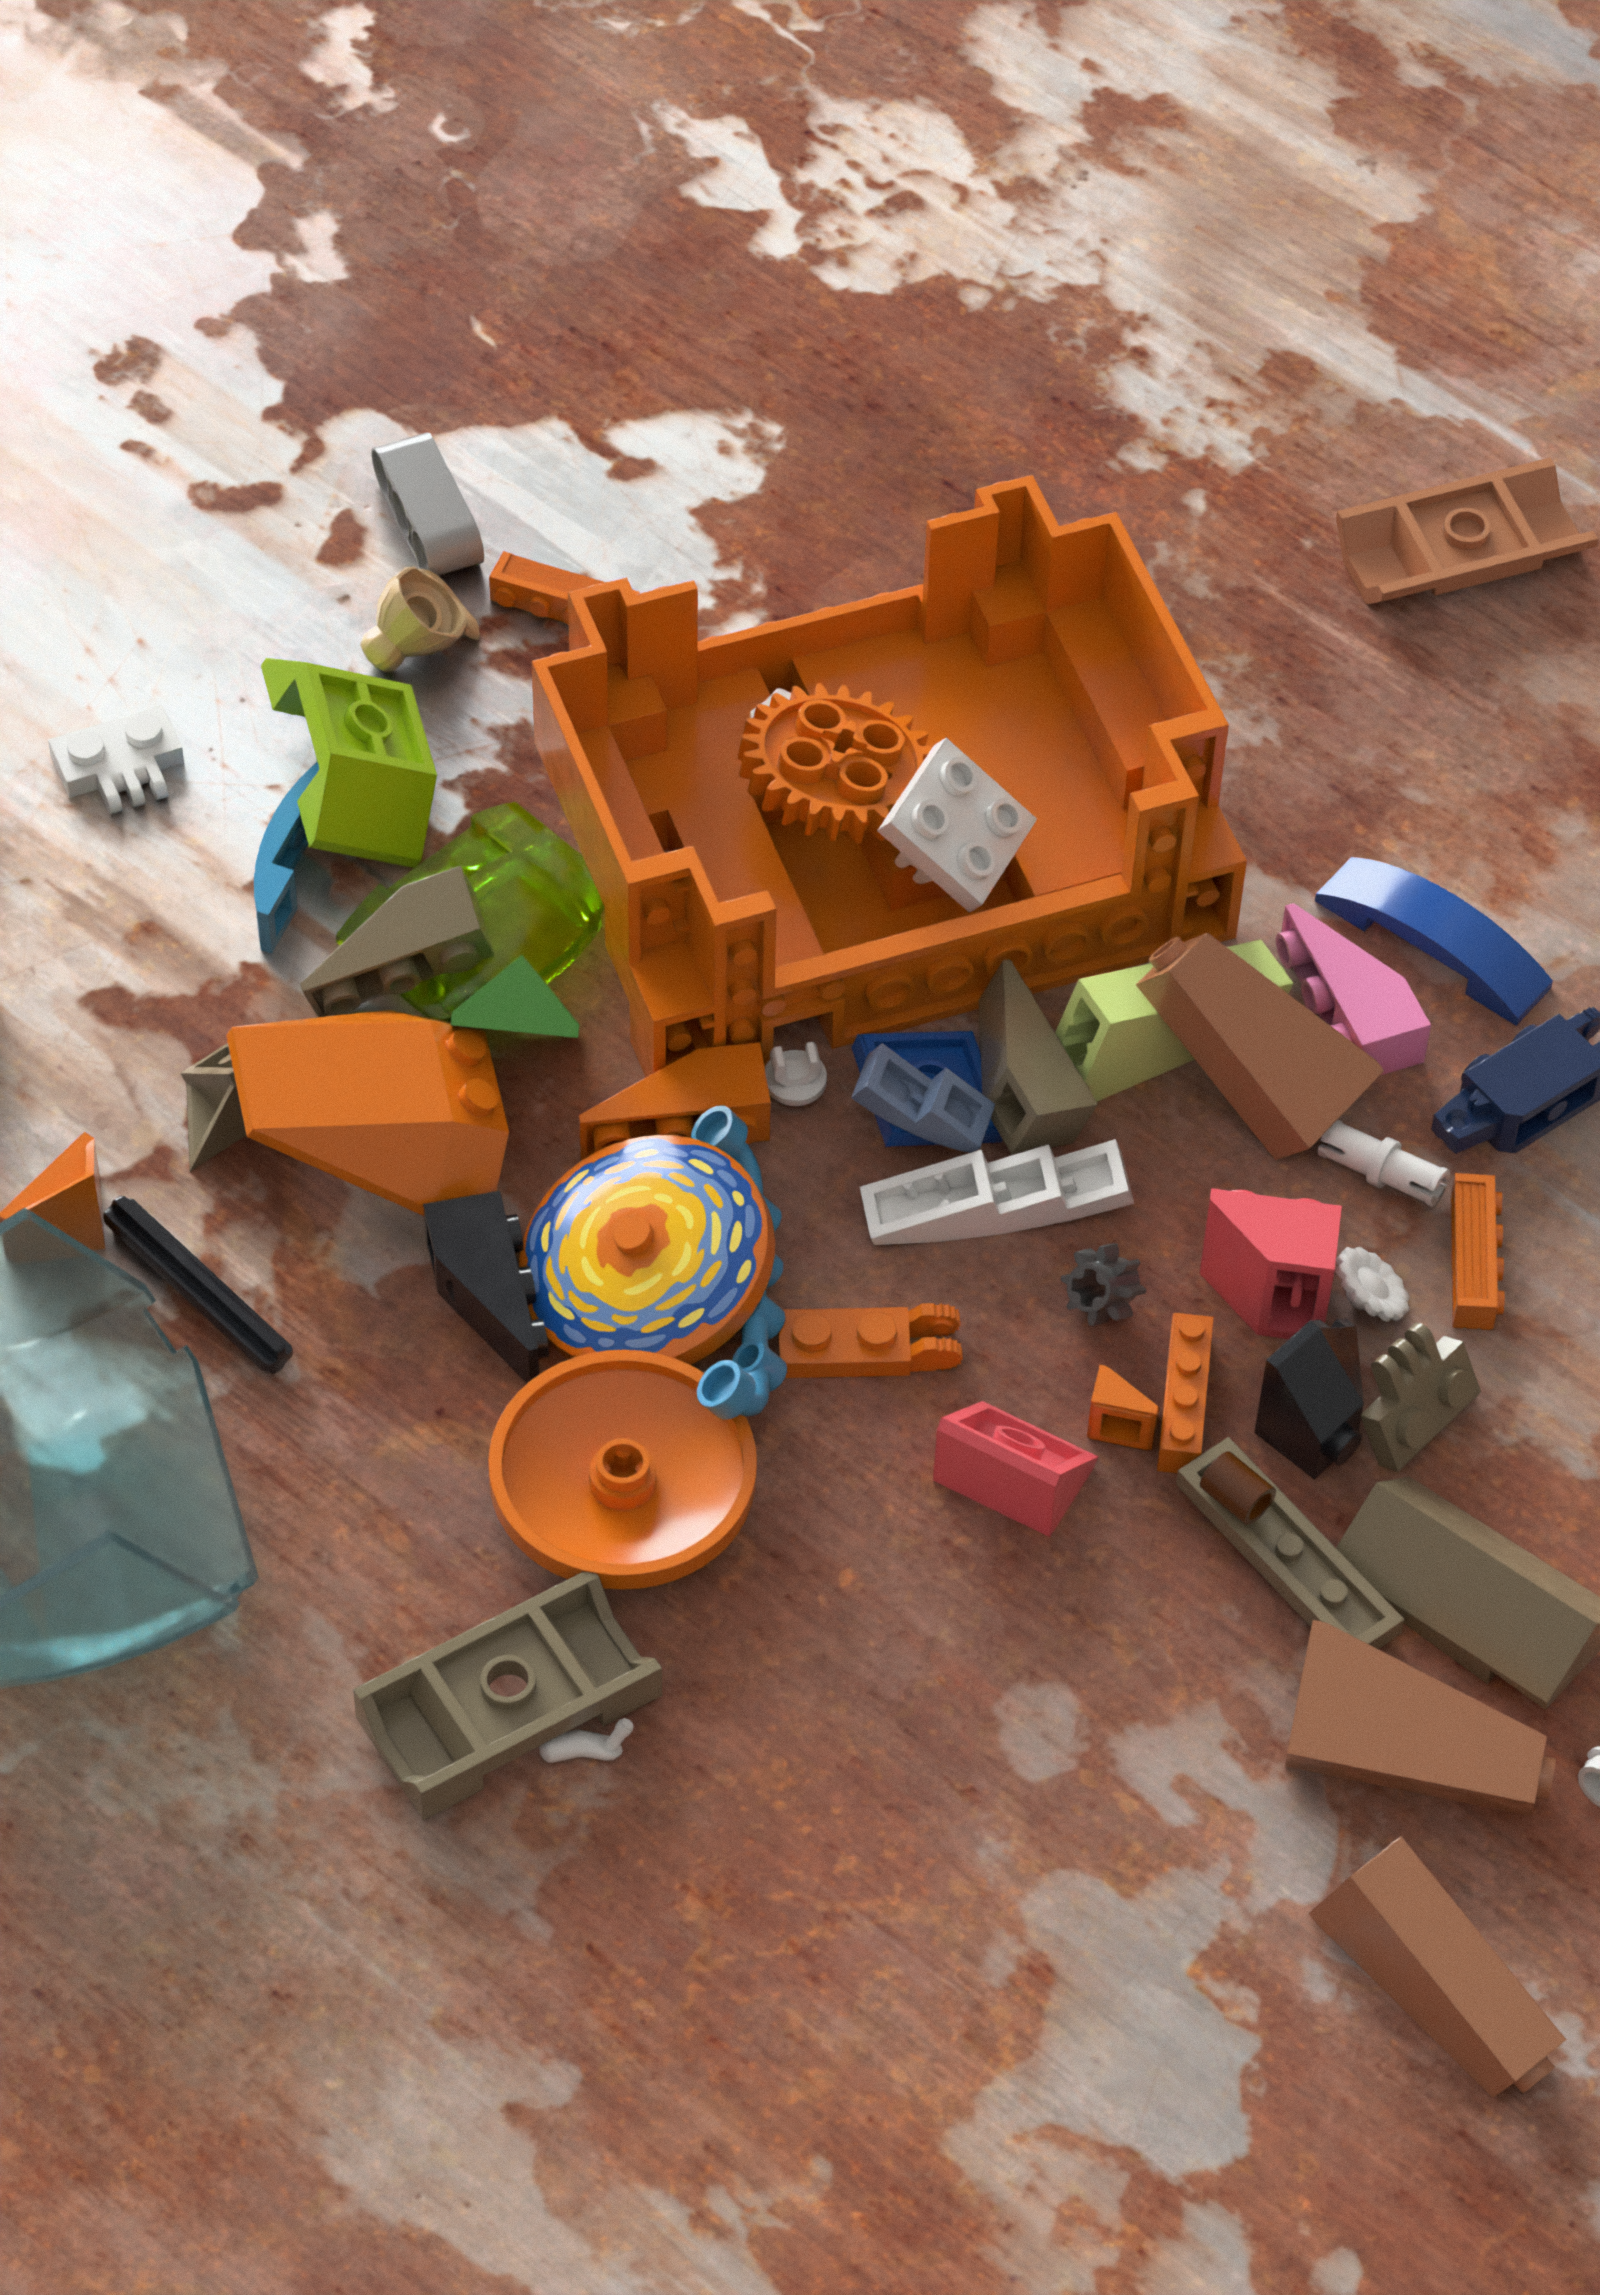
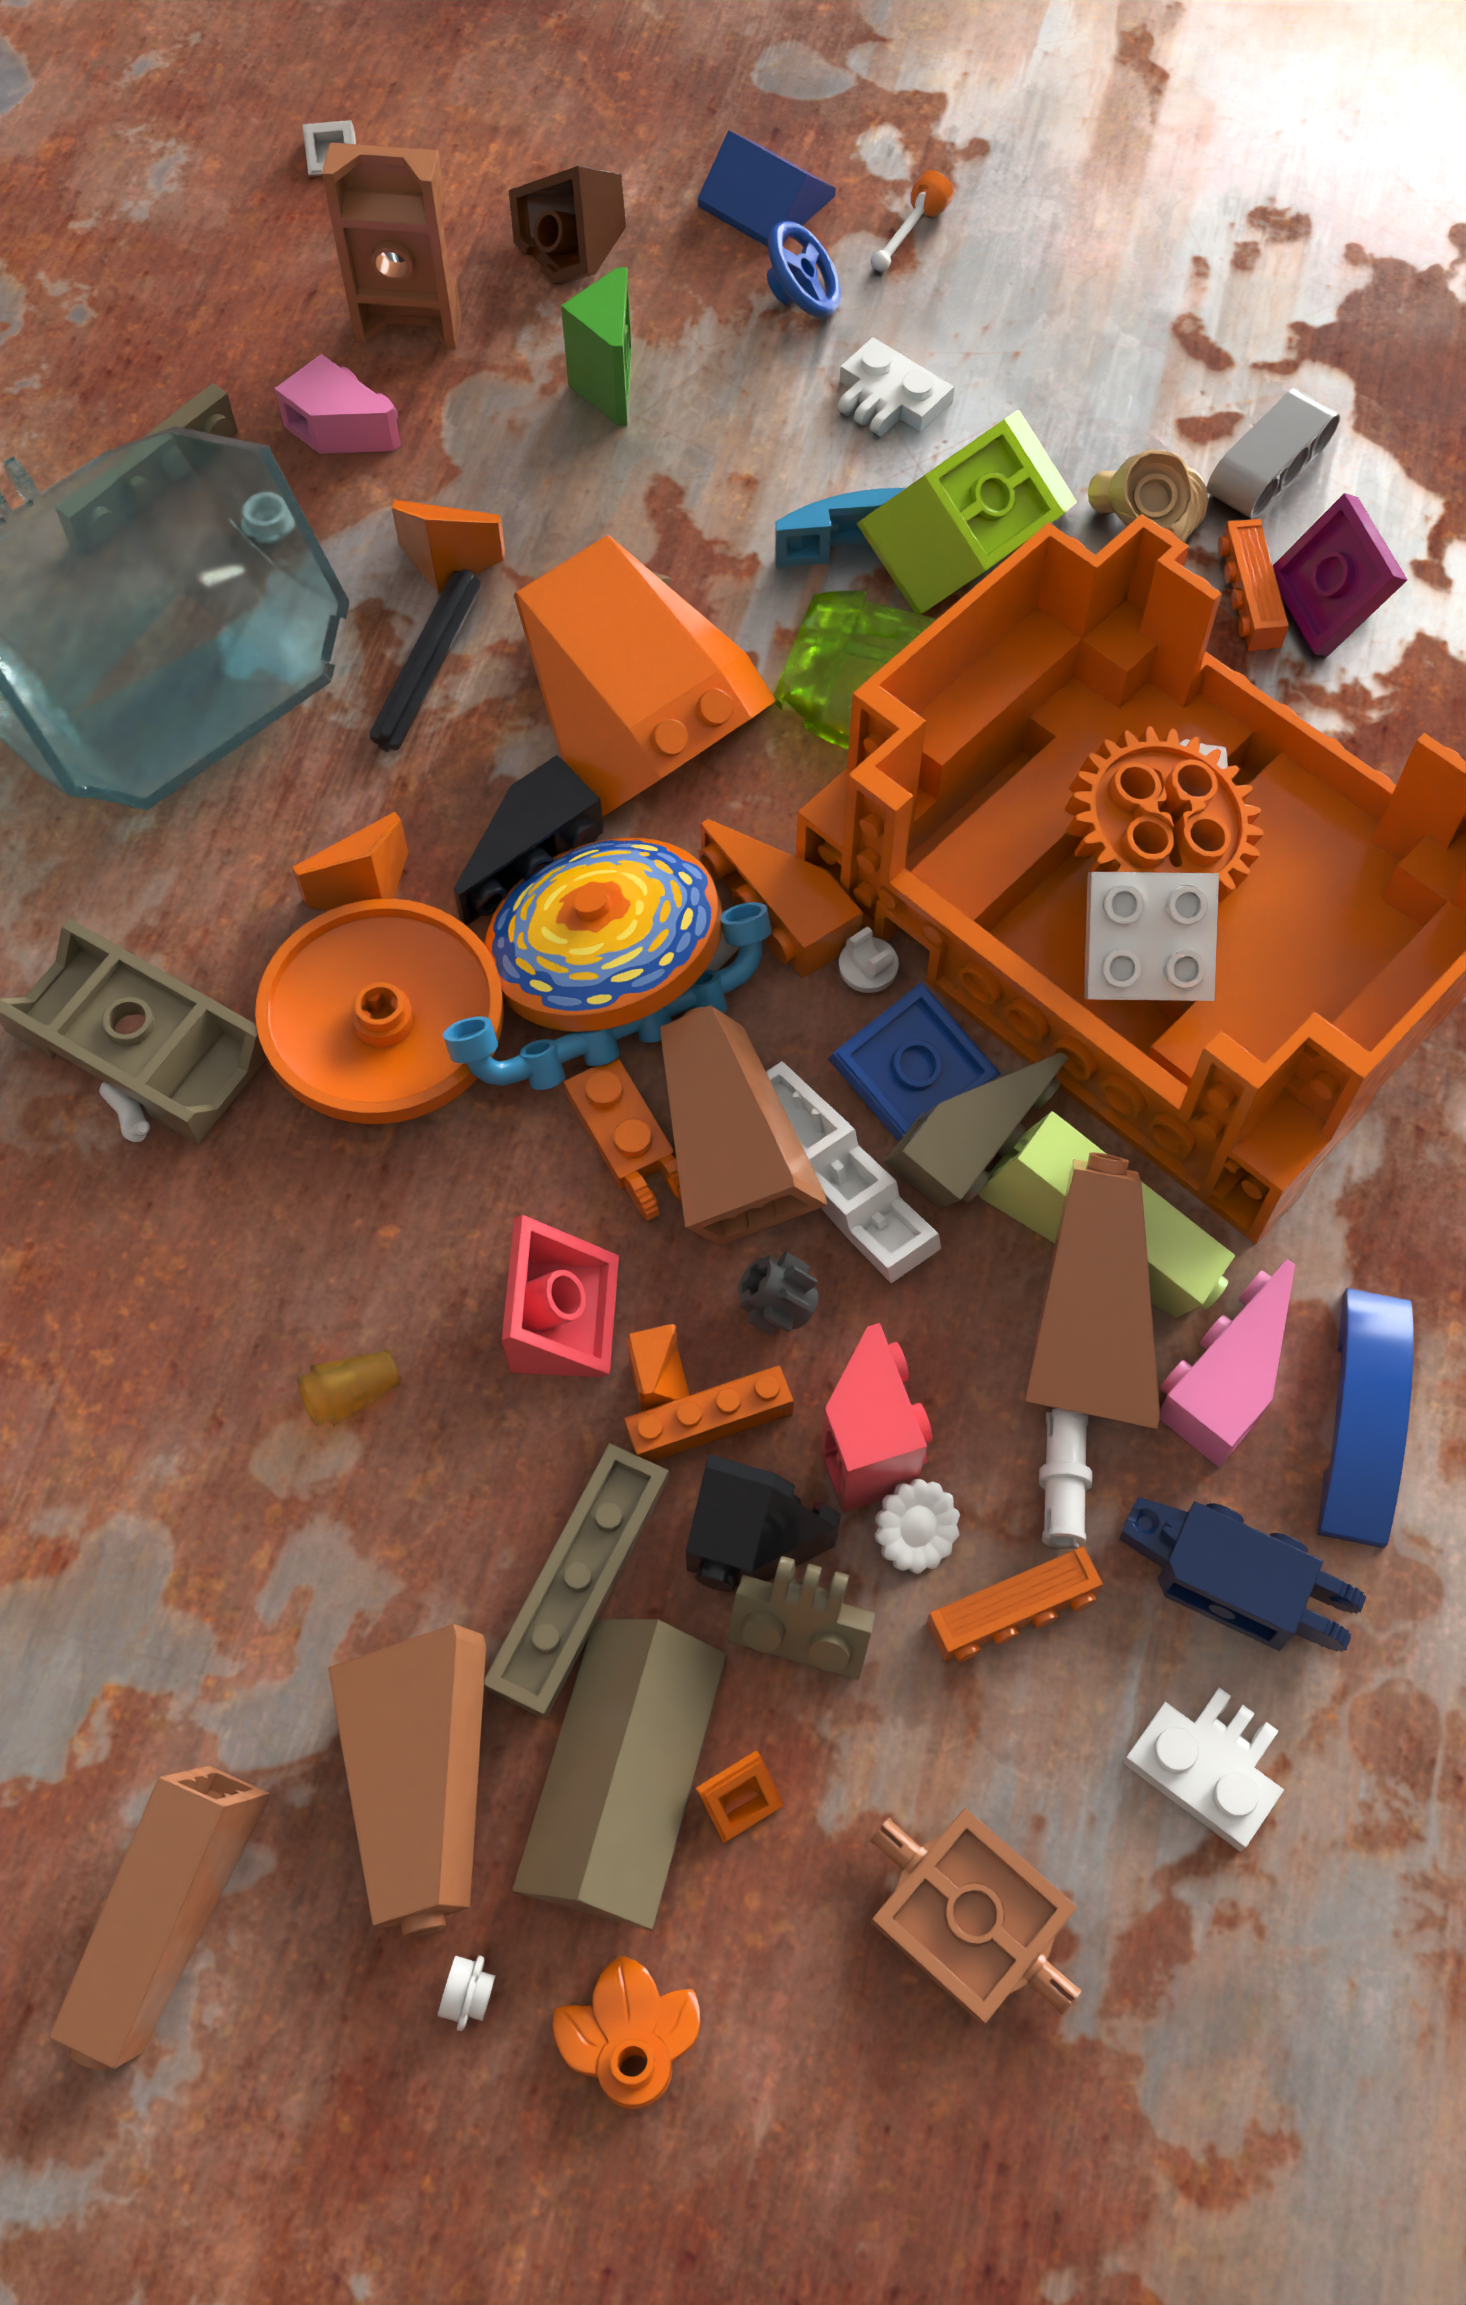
camera: 65 degrees right, 10 degrees up
(411, 938) = (813, 627): dark tan slope -> none
(445, 1426) = (355, 868): none -> orange slope
(517, 1003) = (789, 729): bright green slope -> none
(618, 524) = (1337, 575): none -> magenta tile
(934, 1109) = (874, 1060): sand blue slope -> none
(935, 1244) = (730, 1132): none -> nougat slope
(1003, 1660) = (346, 1385): none -> clear yellow cone
(1237, 1488) = (600, 1499): reddish brown hinge -> none
(1539, 1513) = (739, 1796): none -> orange slope

